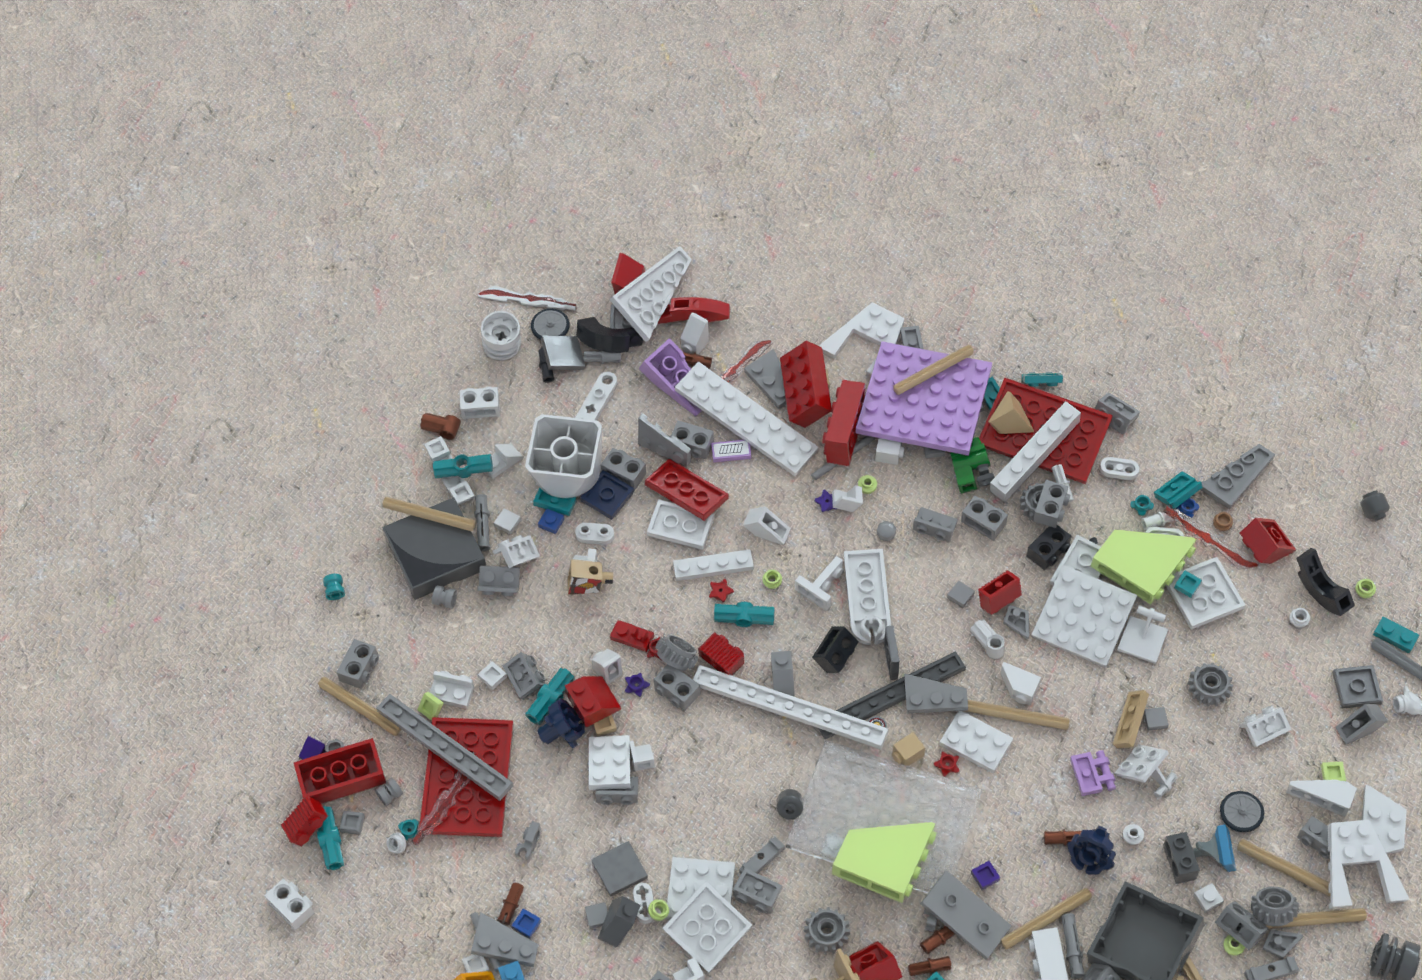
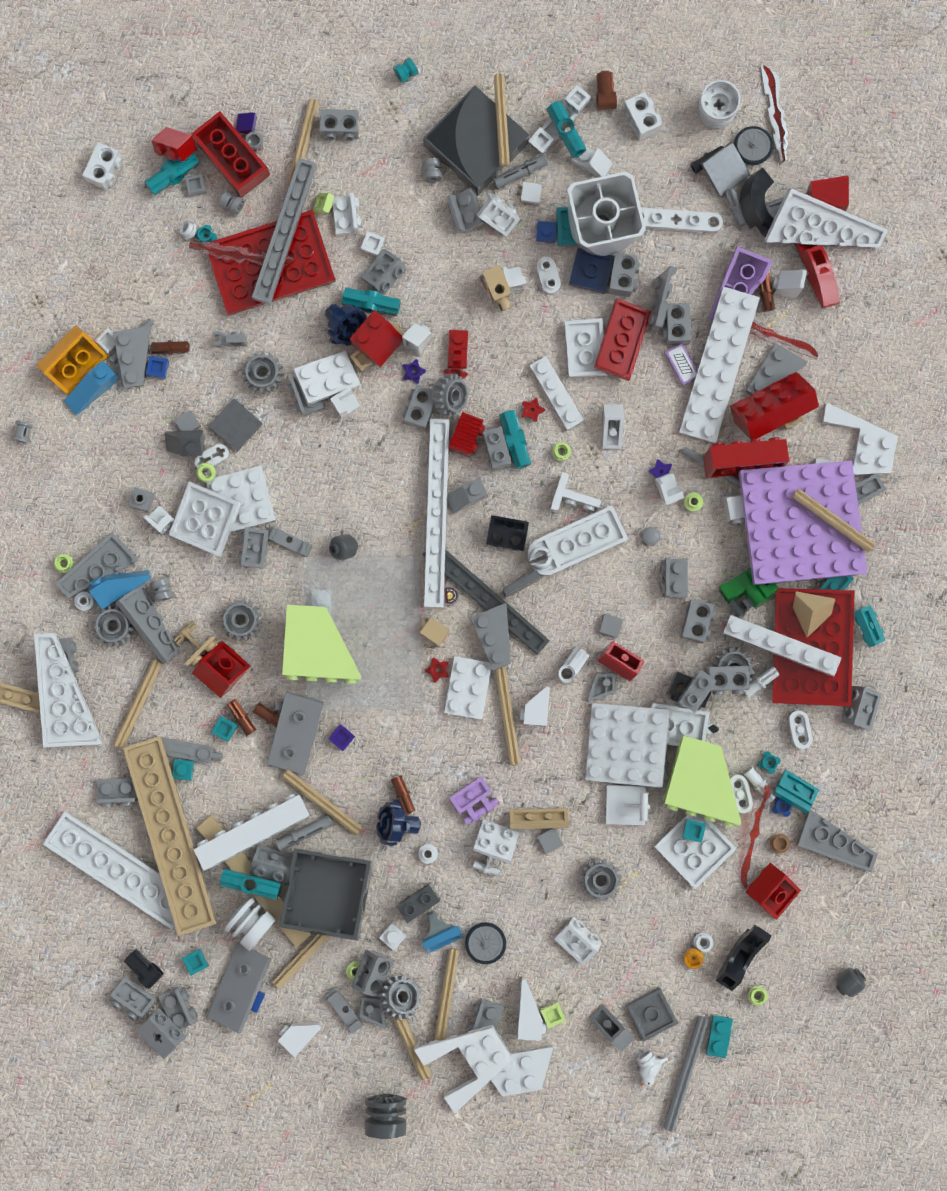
camera: 65 degrees right, 25 degrees up
(572, 812) = (258, 363): none -> light grey gear
(747, 632) = (497, 449): none -> light grey brick
(1053, 532) = (696, 691): none -> light grey bracket
(1312, 630) = (693, 958): none -> light orange tile

